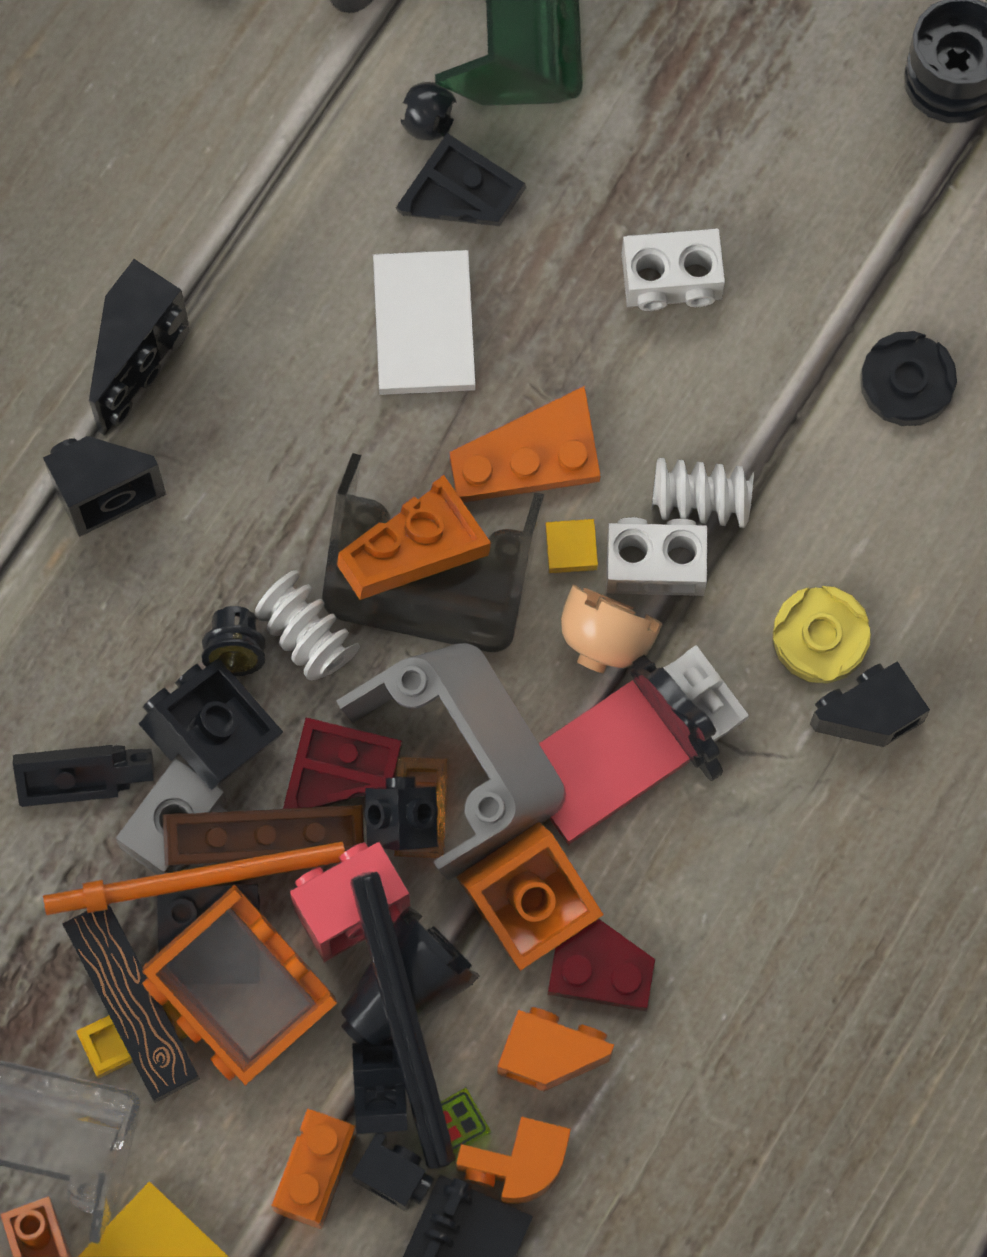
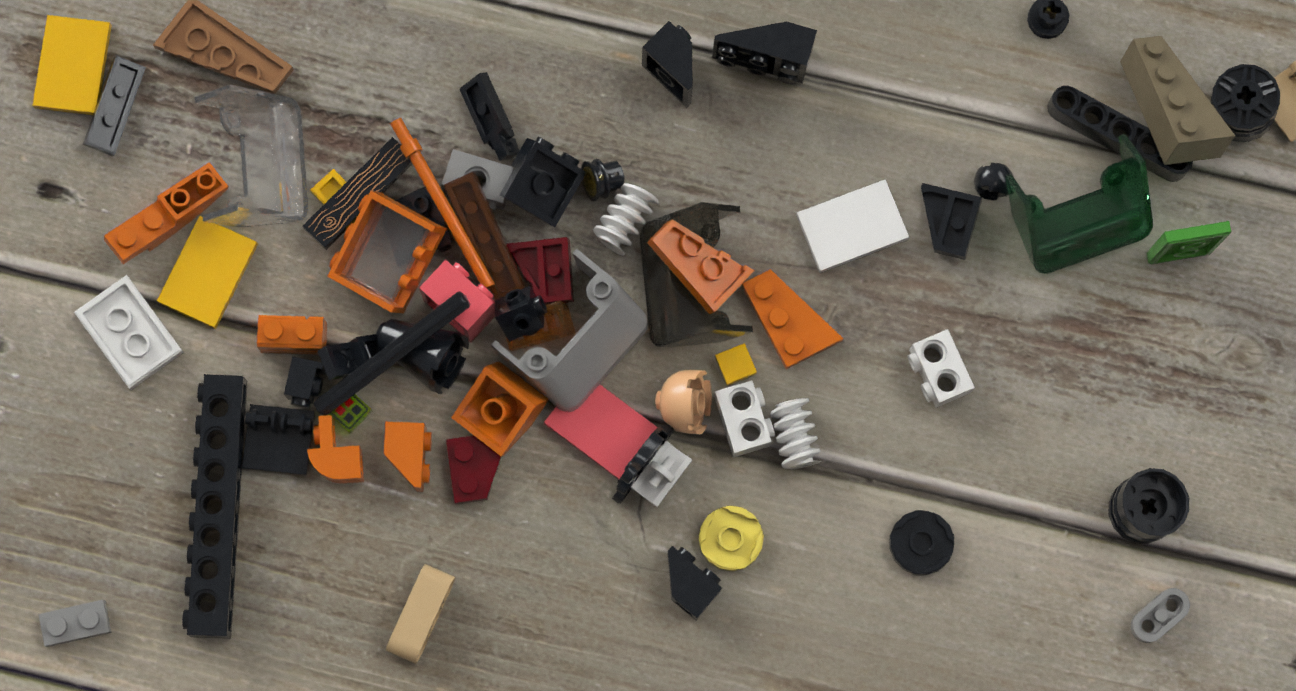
camera: 70 degrees right, 5 degrees up
(798, 1108) = (420, 613): none -> tan beam

